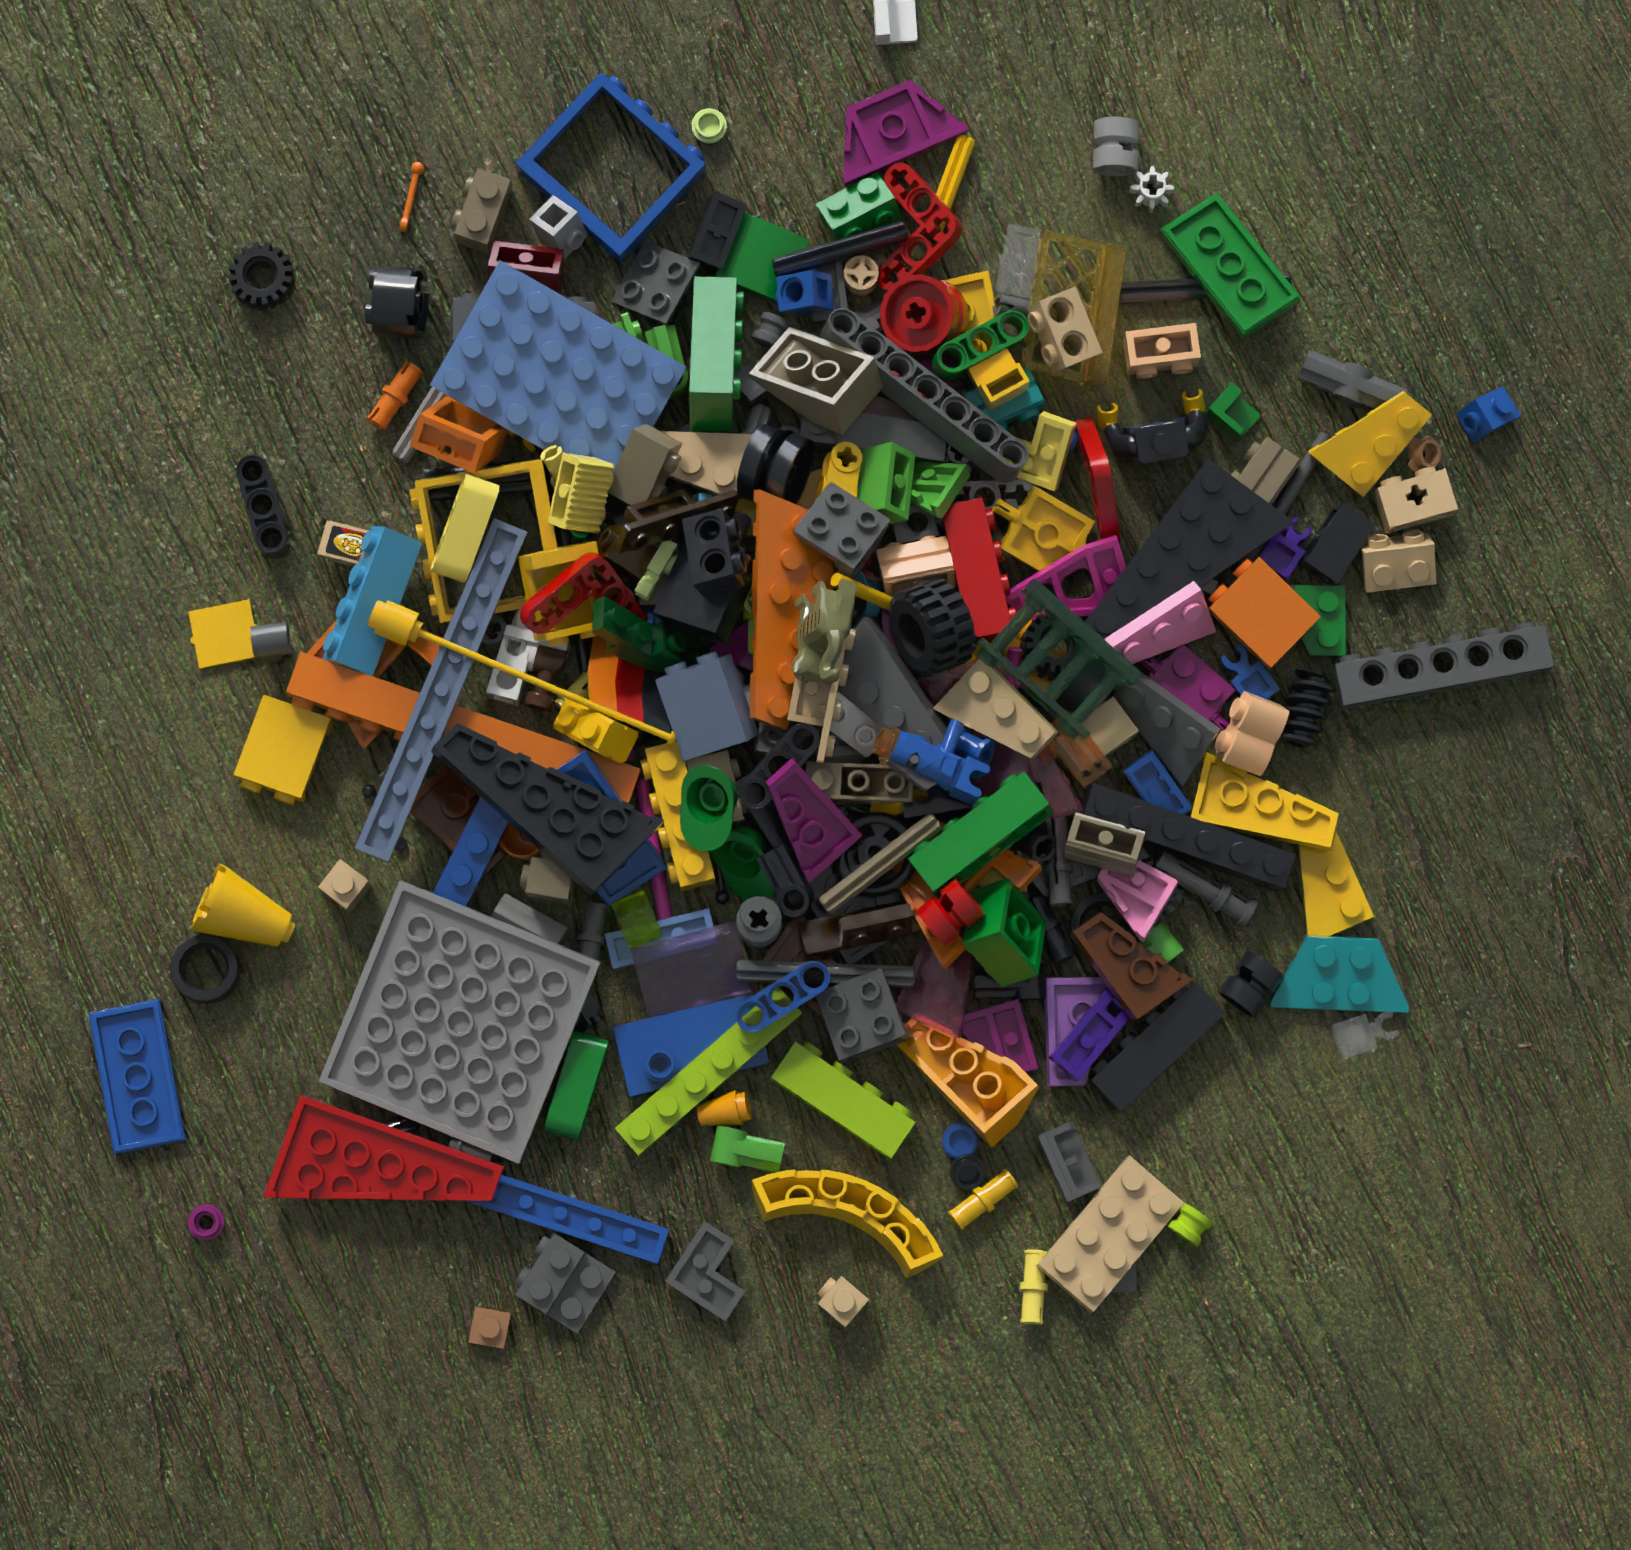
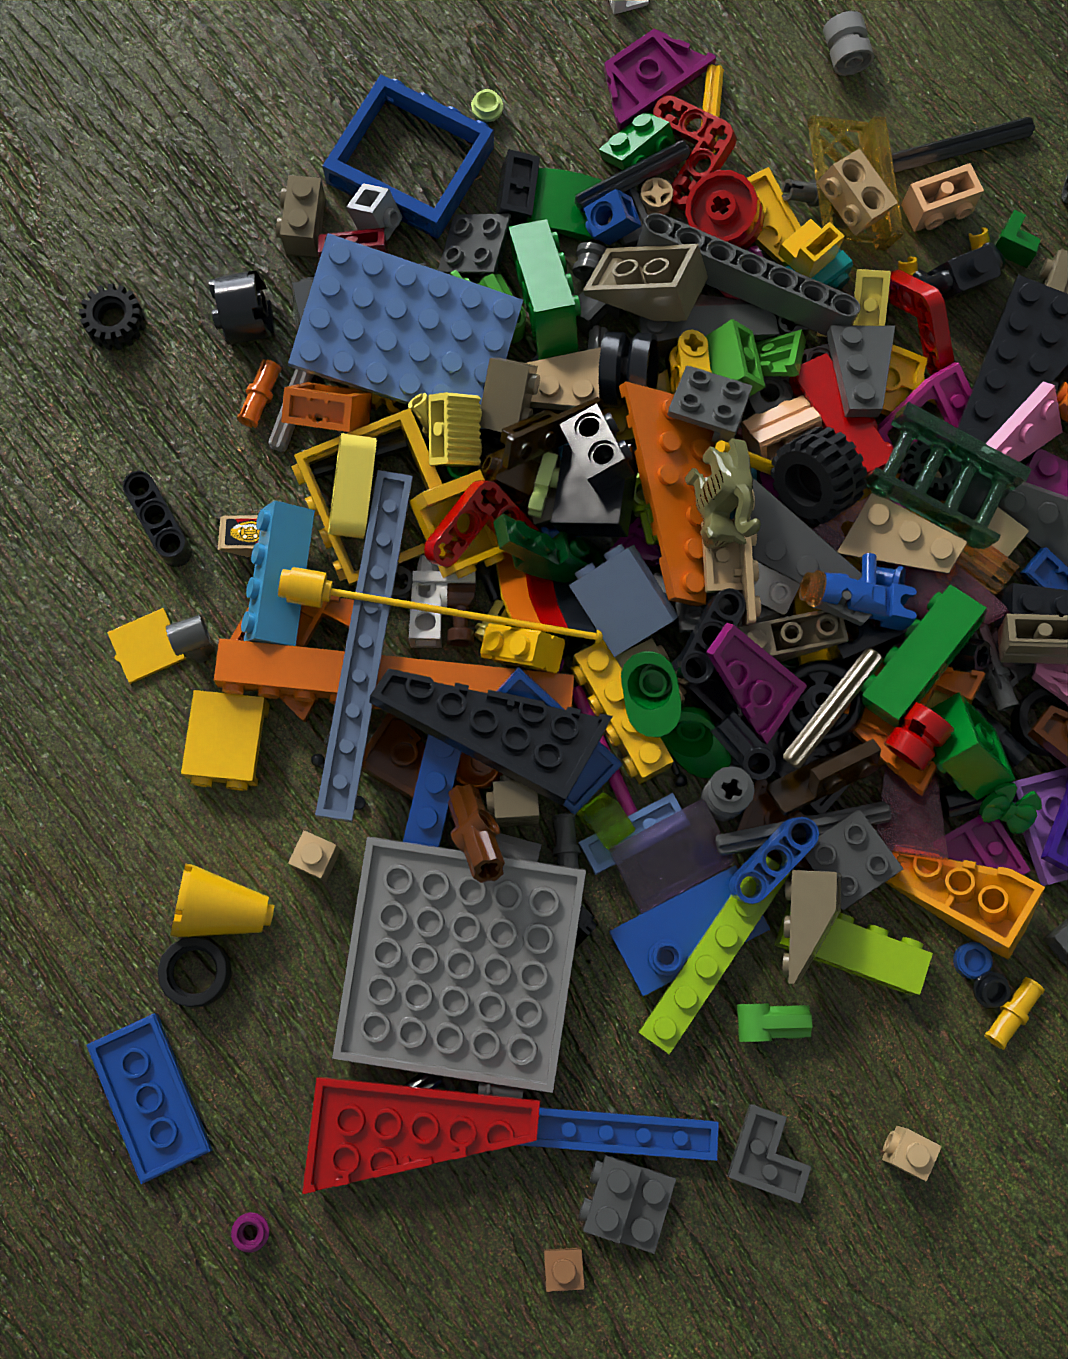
camera: 15 degrees left, 5 degrees down
(417, 169) = (235, 198): orange hinge -> none
(502, 901) = (475, 833): none -> reddish brown piece
(576, 1085) = (589, 998): green beam -> none
(725, 1110) = (740, 986): light orange cone -> none
(806, 1054) = (814, 908): none -> dark tan slope
(854, 1202) = (896, 1048): yellow brick -> none
(990, 333) = (784, 220): green beam -> none
(1011, 521) = (861, 366): none -> dark grey wing
(1018, 262) = (790, 154): clear plate -> none
(1039, 1011) = (1017, 815): none -> green piece
(1159, 184) = (889, 72): white gear -> none
(1230, 265) = (978, 118): green tile -> none

